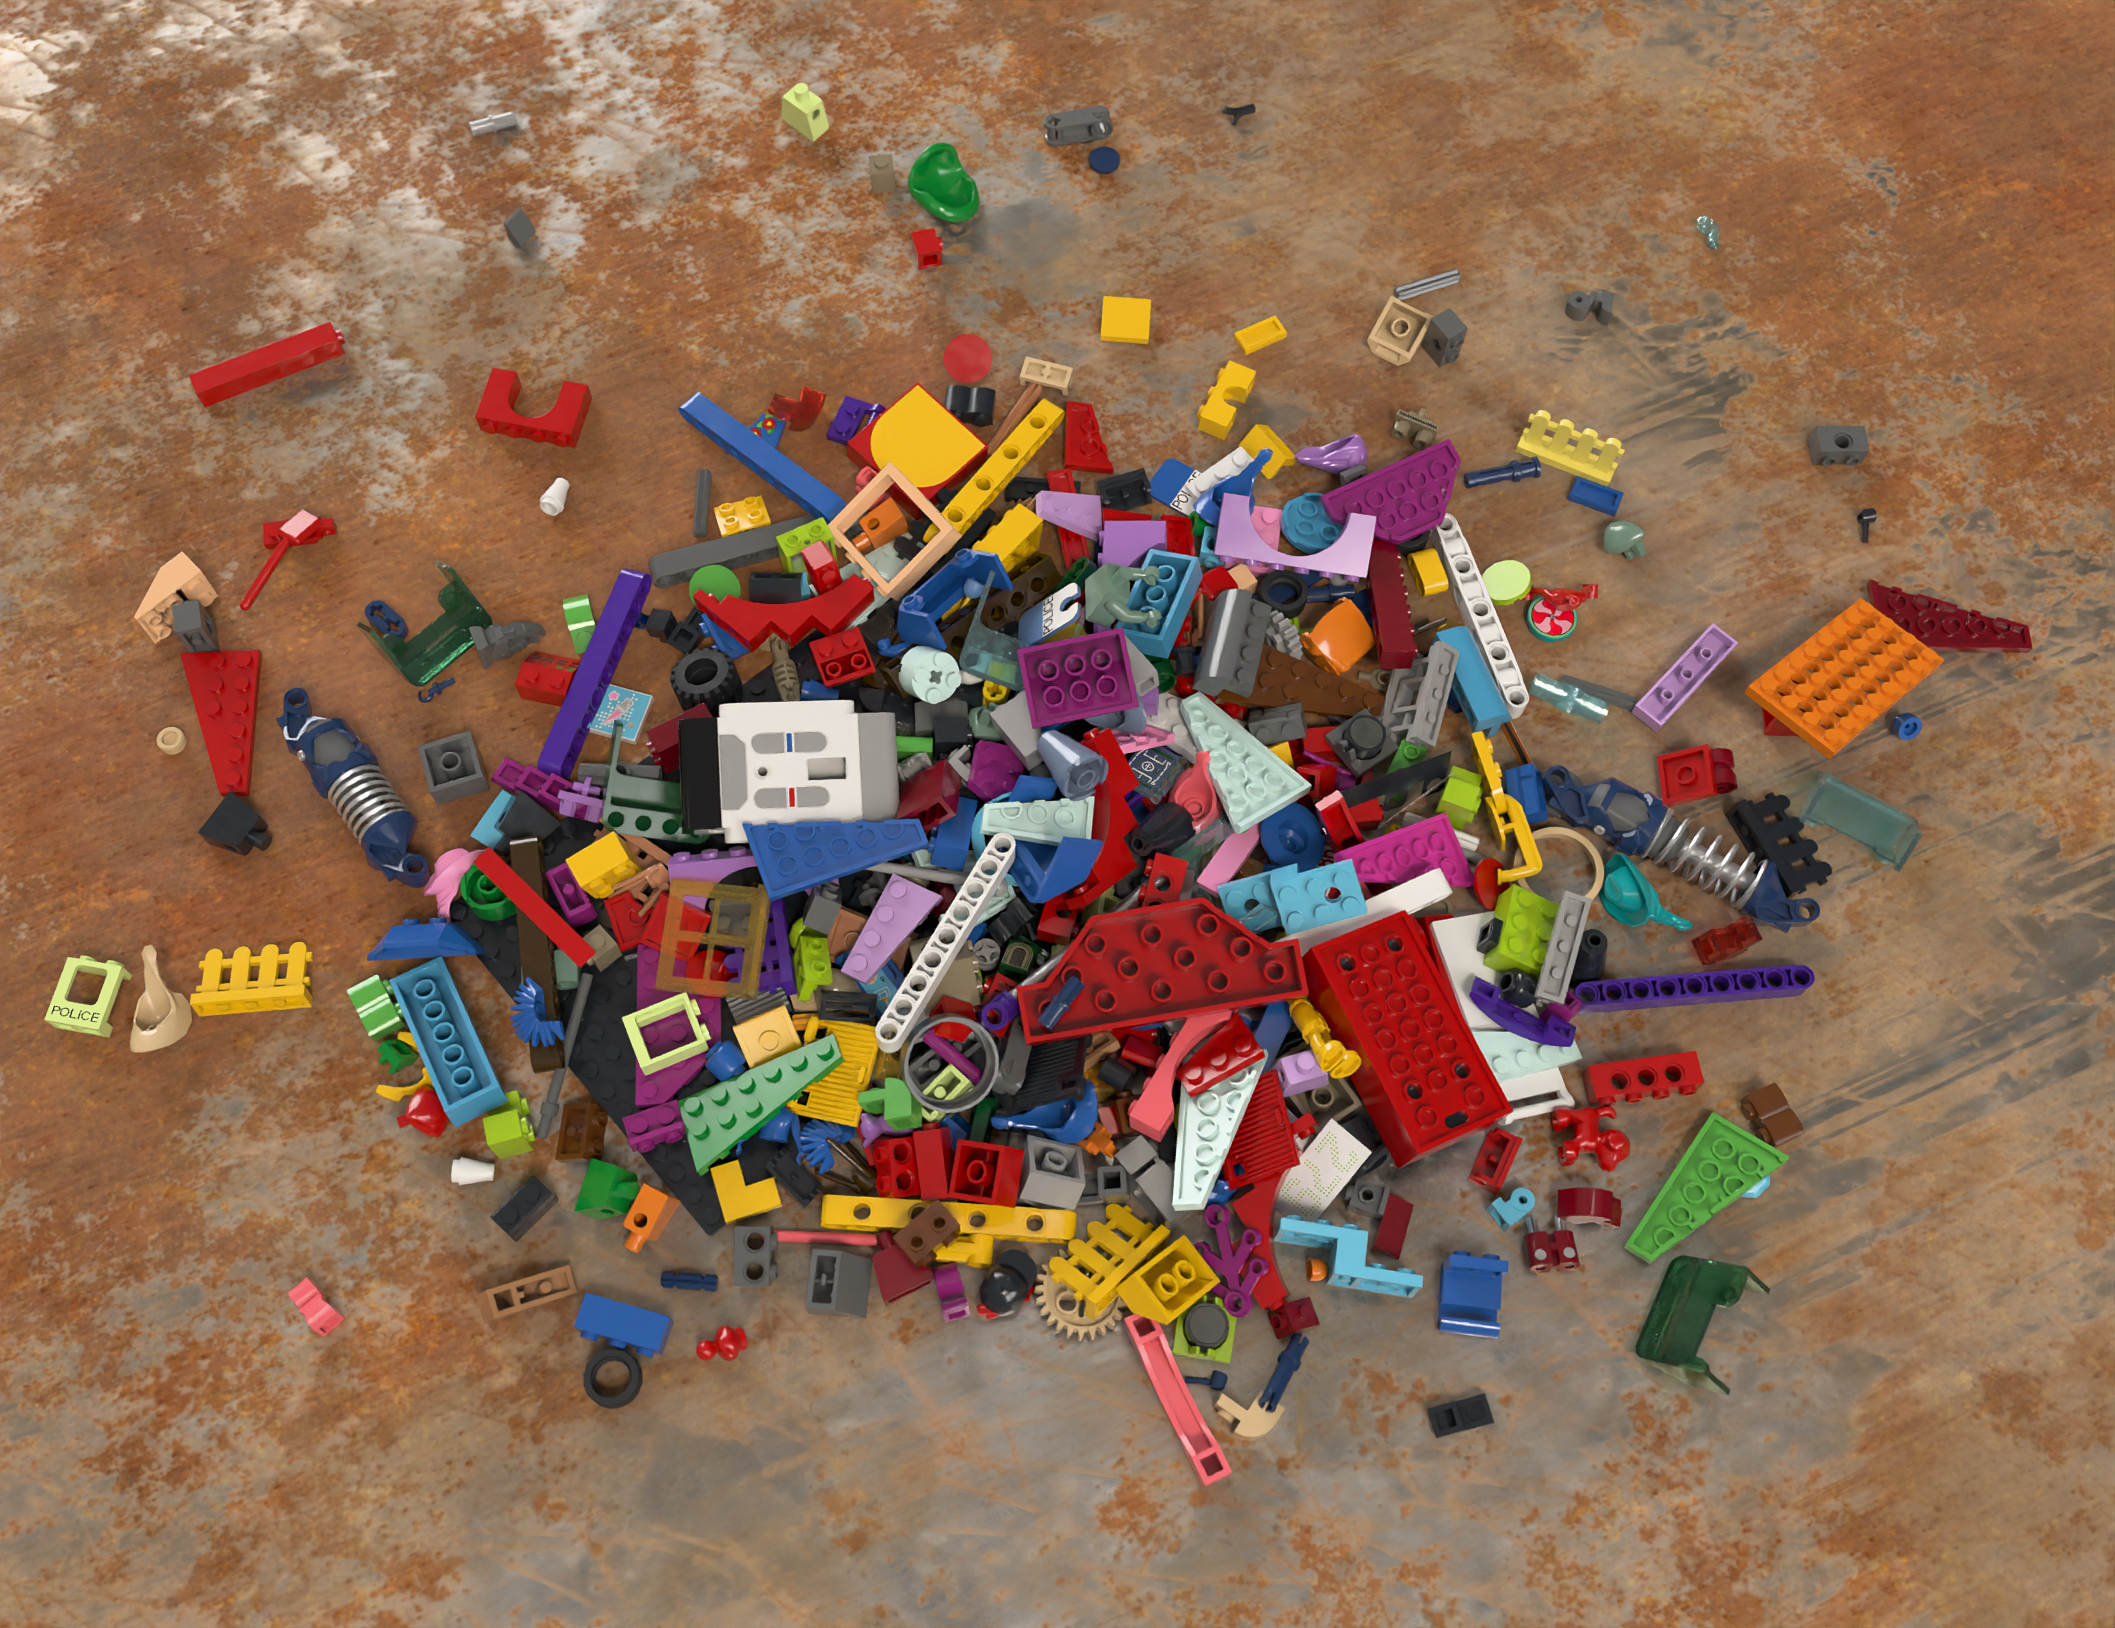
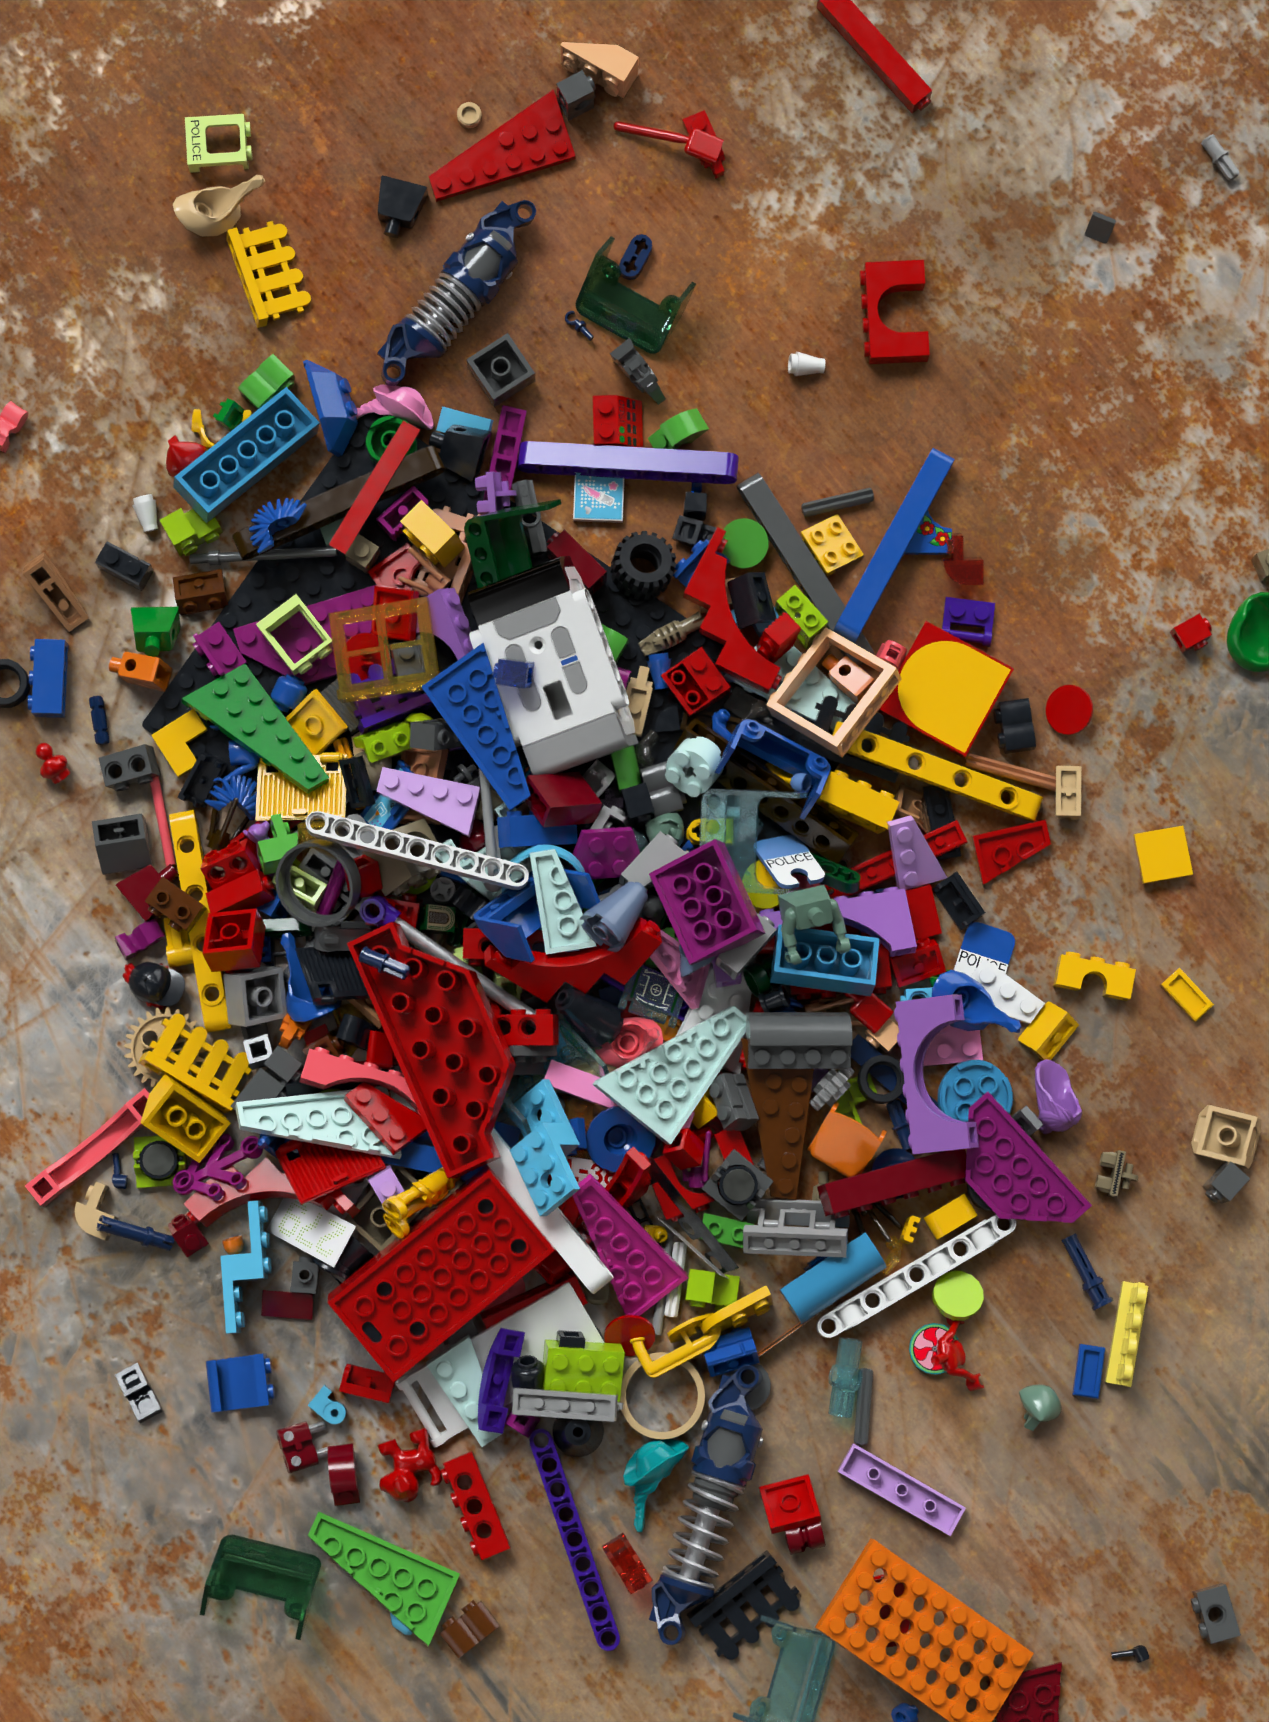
camera: 75 degrees right, 15 degrees up
(785, 800) = (513, 673): none -> clear blue brick
(1440, 596) = (909, 1229): none -> yellow tile

